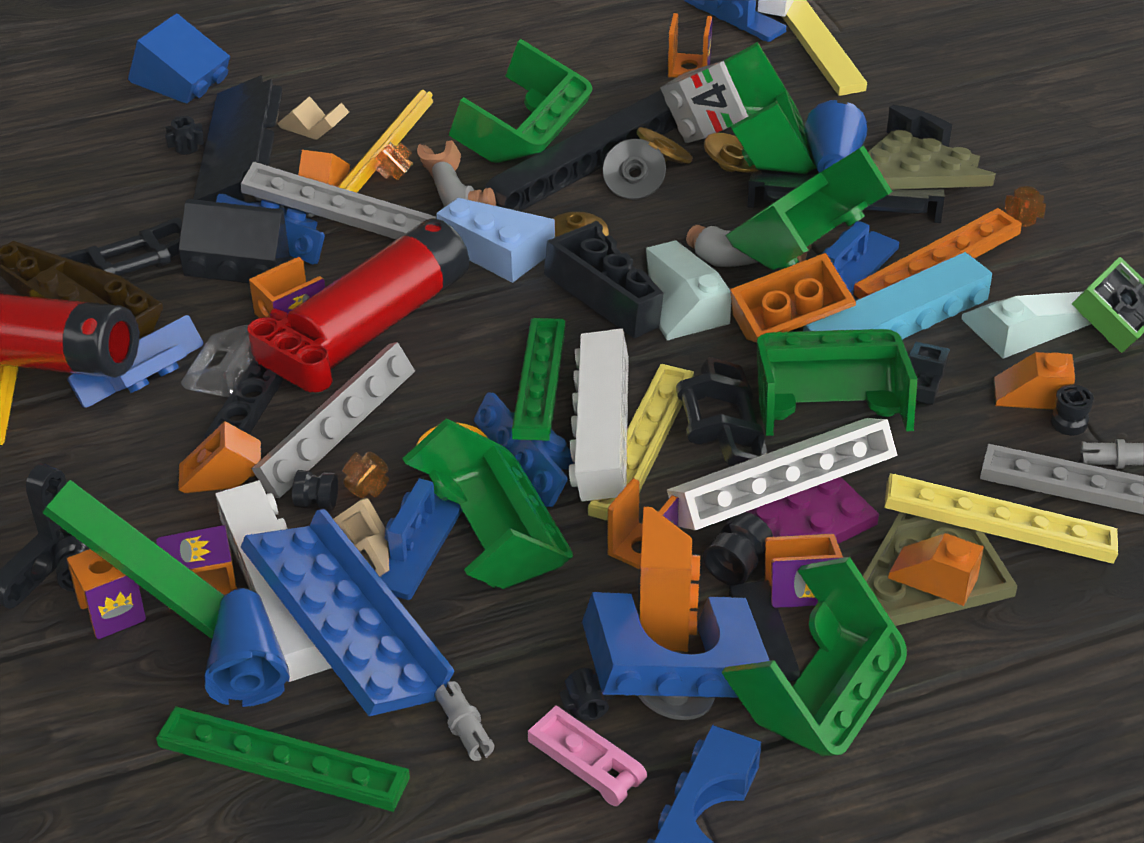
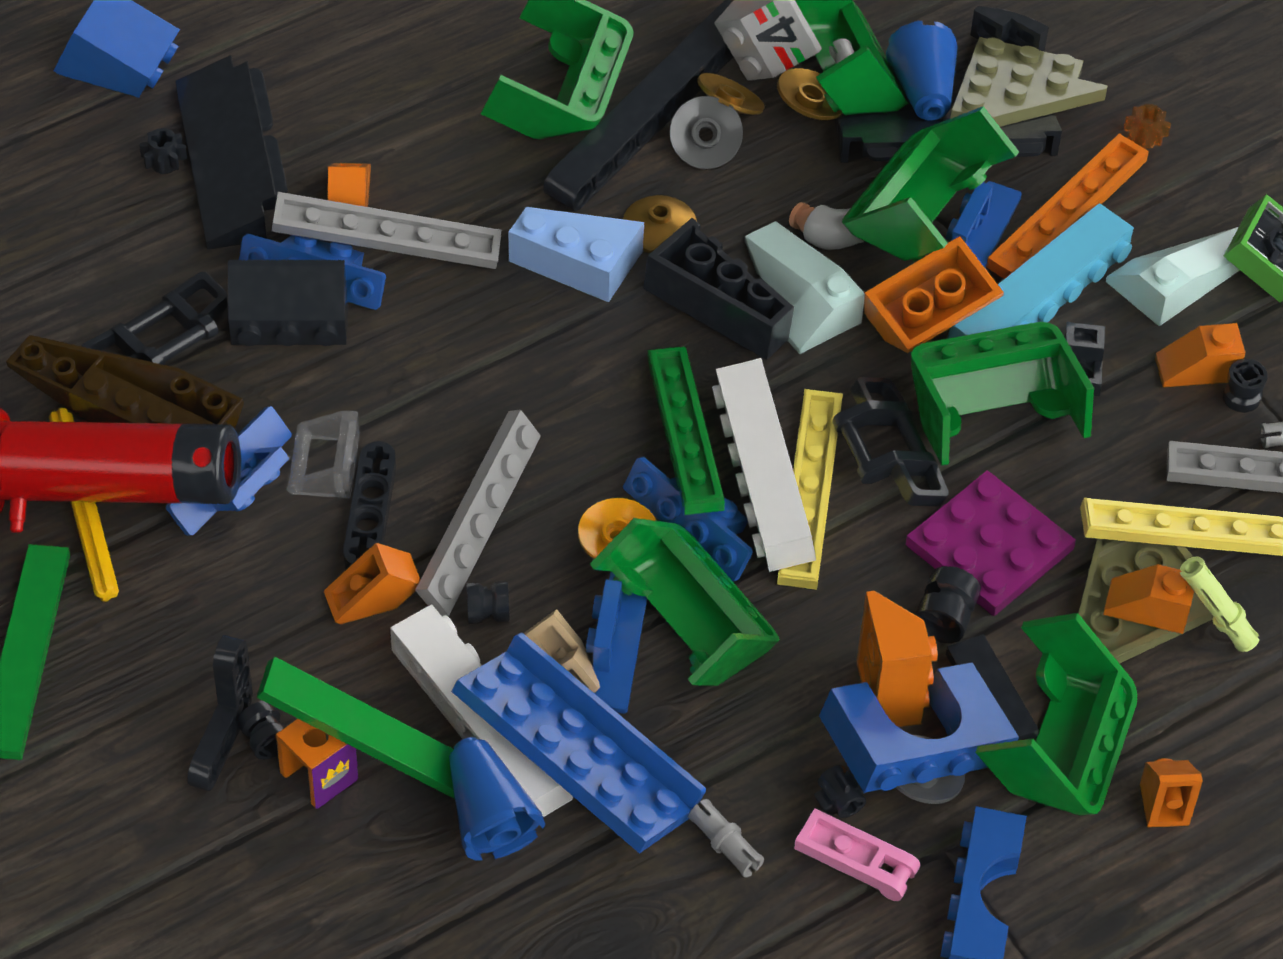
camera: 15 degrees left, 10 degrees up
(205, 554) = (408, 700): piece -> none
(283, 288) = (381, 378): orange piece -> none
(284, 758) = (557, 907): green tile -> none
(310, 120) = (302, 108): tan slope -> none
(358, 305) = (460, 369): red piece -> none
(365, 474) = (536, 577): clear orange gear -> none
(393, 160) = (426, 157): clear orange gear -> none
(395, 133) = (404, 129): yellow axle -> none
(442, 169) = (504, 187): piece -> none
(625, 526) = (829, 597): orange piece -> none
(783, 472) = (975, 515): white brick -> none
(784, 558) = (1004, 610): piece -> none
(915, 746) = (1170, 792): none -> orange slope
(1009, 592) = (1227, 615): none -> yellowish green pin

